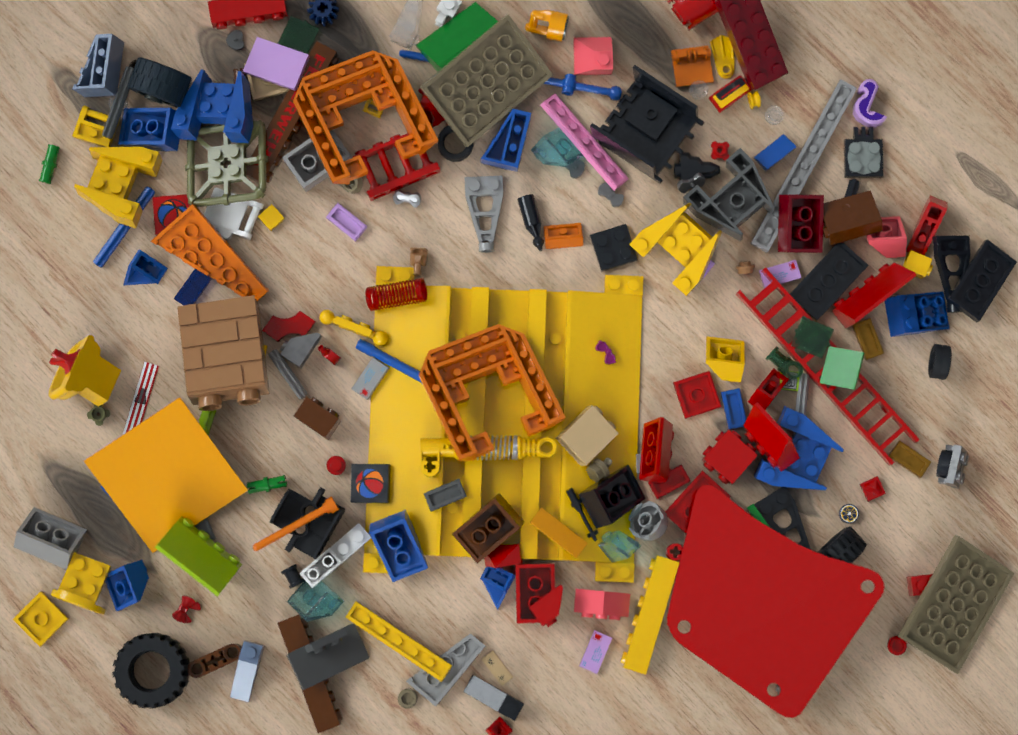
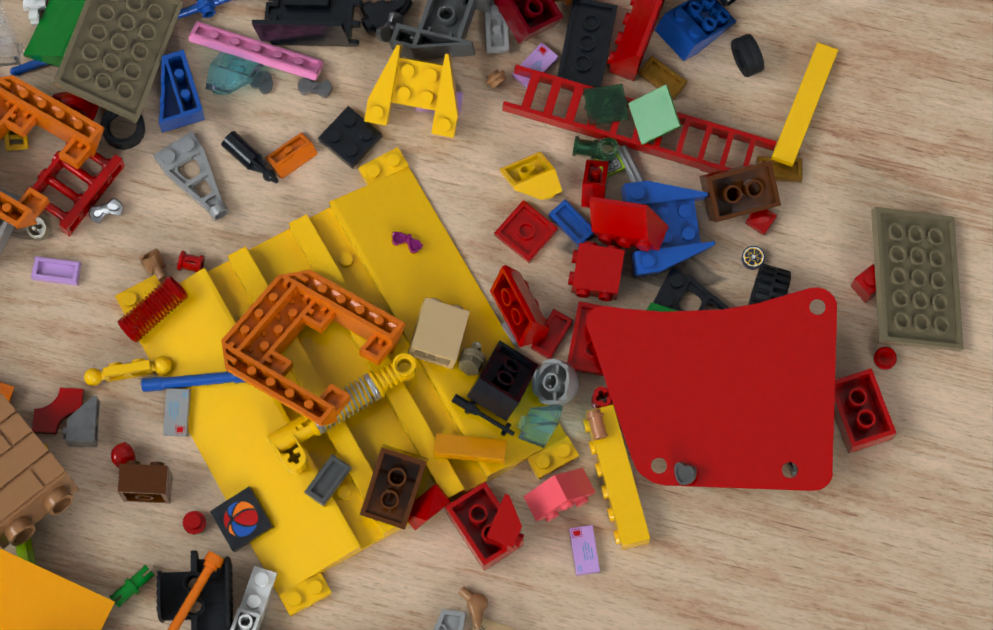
camera: 30 degrees left, 10 degrees down
(288, 374) = (86, 460): light grey axle -> none
(314, 387) = (122, 453): none -> red piece
(329, 354) = (118, 413): red piece -> none
(398, 545) = (311, 562): blue slope -> none
(442, 268) = (184, 258): none -> red bush
(496, 644) = (476, 605): none -> medium nougat animal
(497, 583) = (438, 540): blue slope -> none
(658, 570) = (597, 424): none -> nougat pin
(697, 645) = (685, 473): none -> dark grey piece
(854, 675) = (861, 411): none -> red brick
(868, 461) = (740, 191): none -> reddish brown slope
(951, 466) = (824, 149): flat silver piece -> none
(959, 422) = (804, 104): none -> yellow tile

